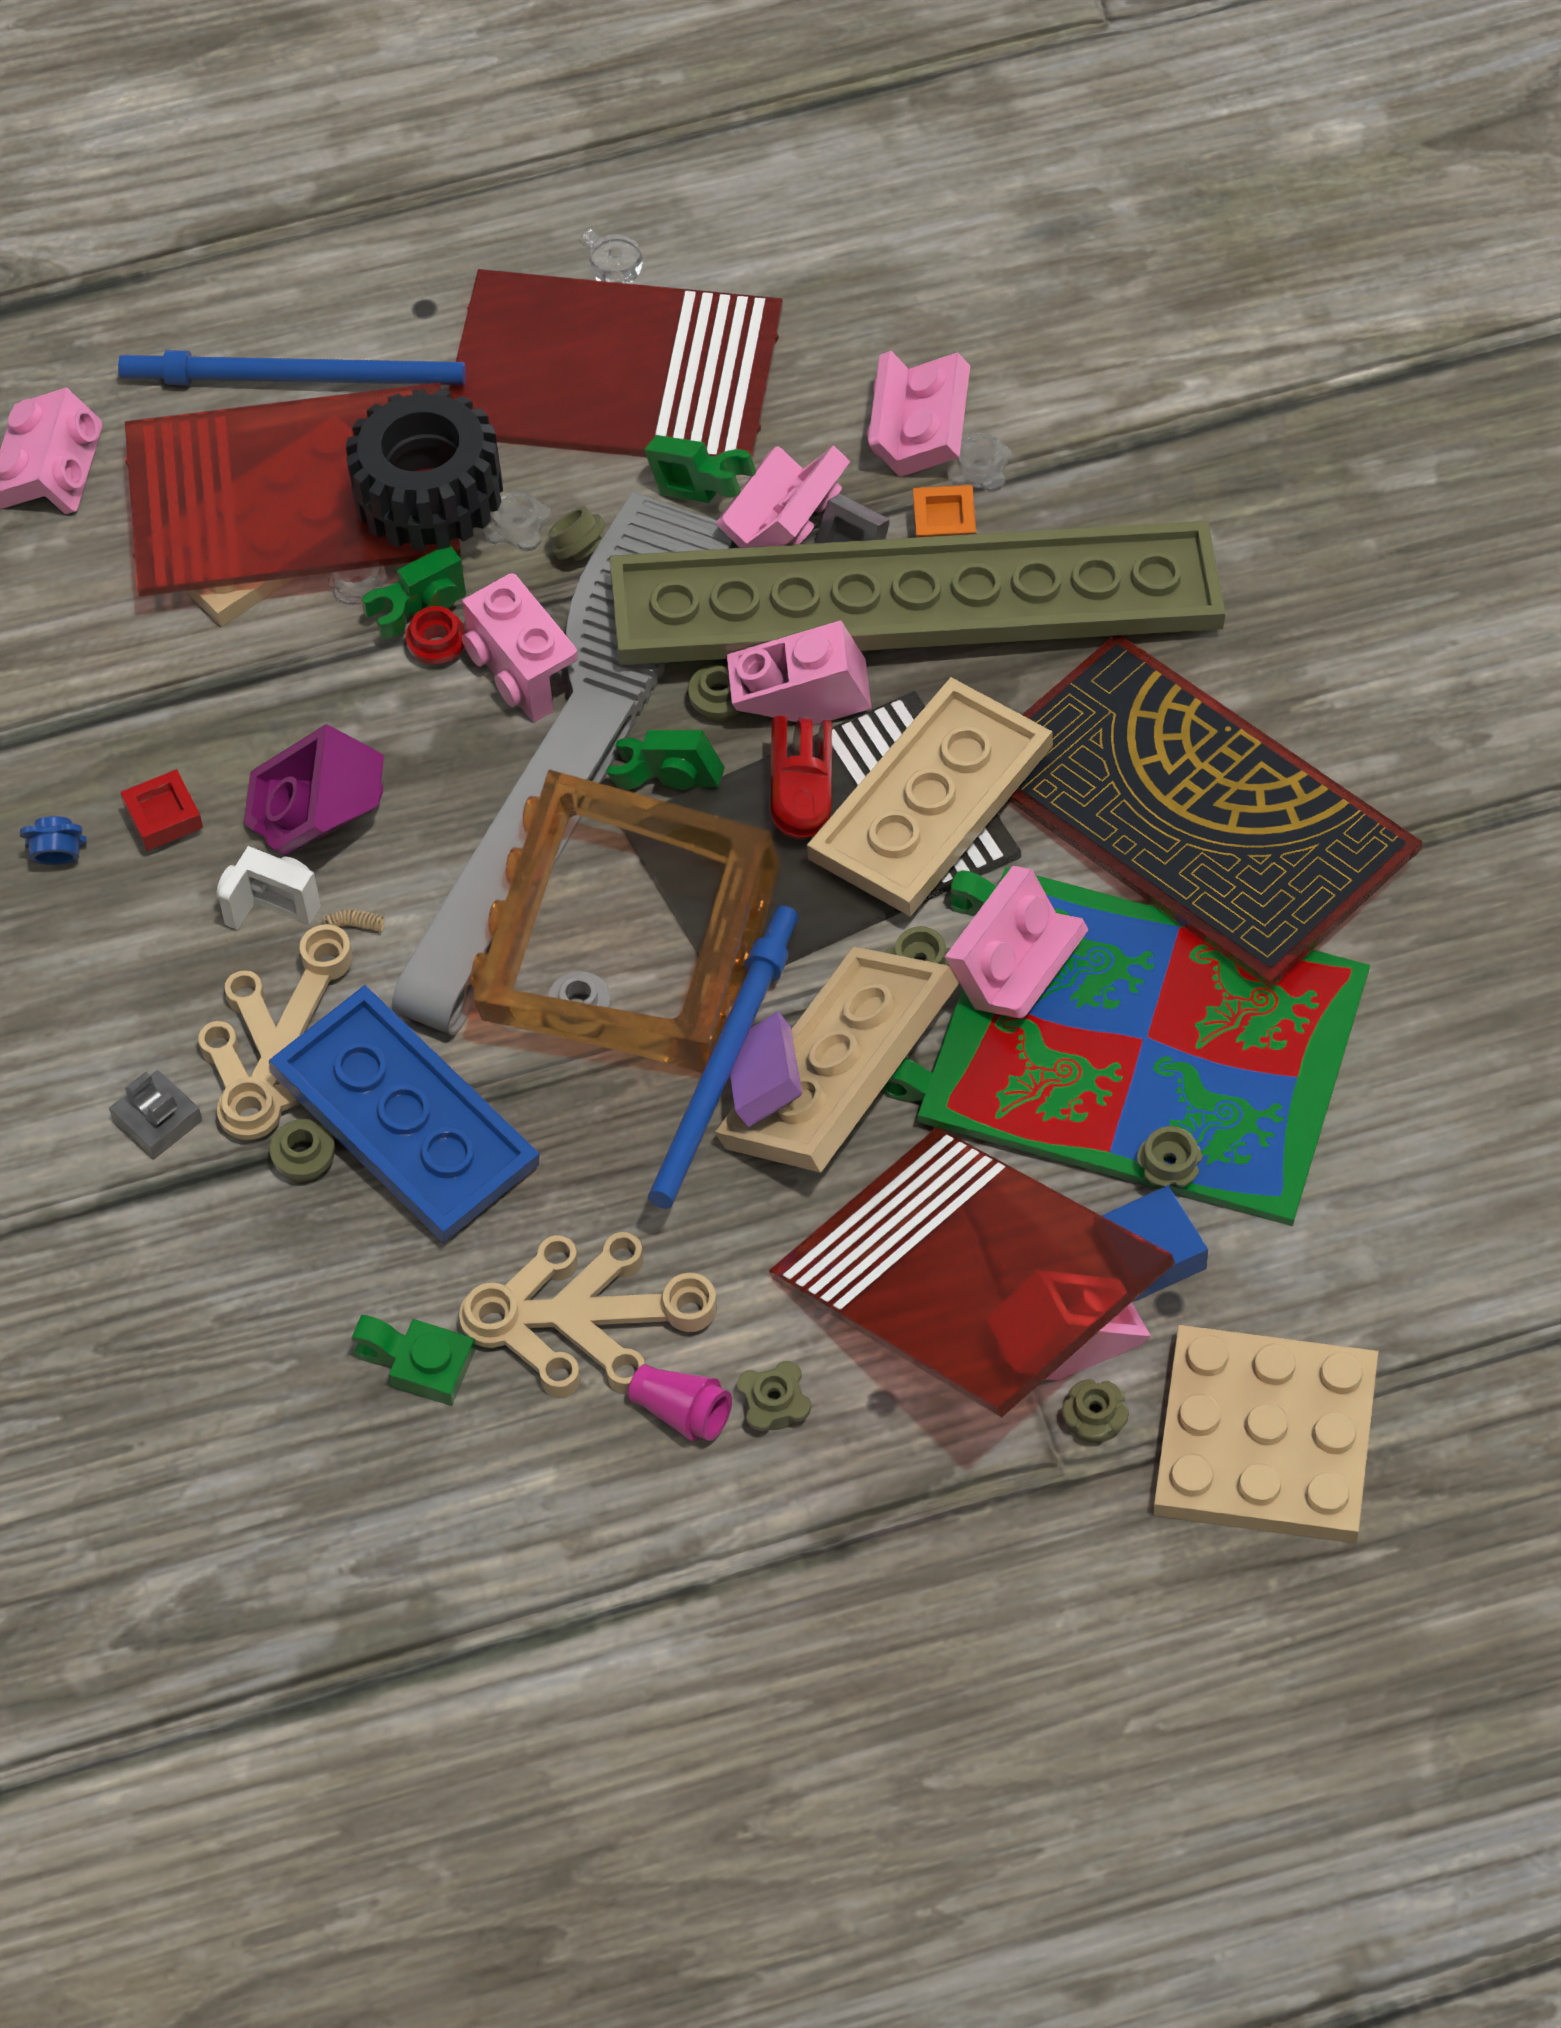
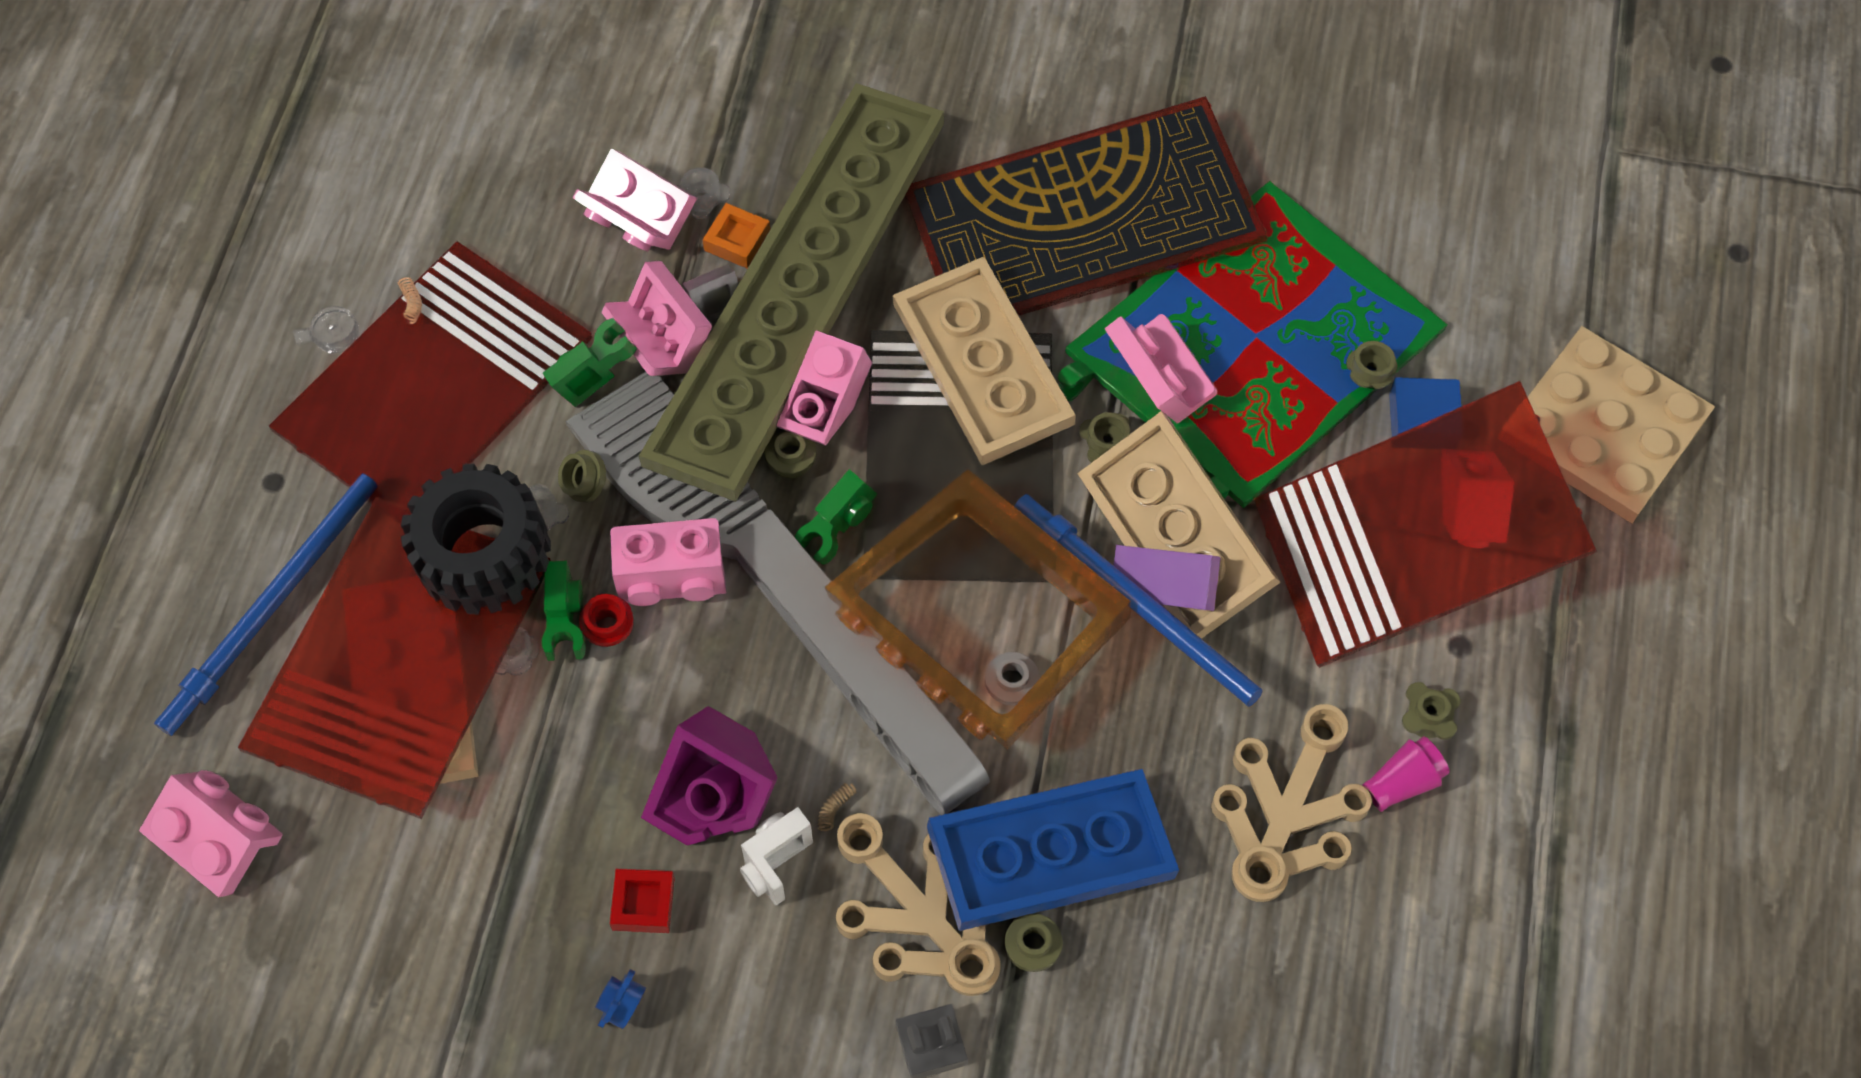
camera: 65 degrees left, 5 degrees up
(422, 1362) = (1270, 941): green plate -> none
(685, 296) = (411, 303): none -> light nougat leg
(800, 782) = (914, 431): red arm -> none

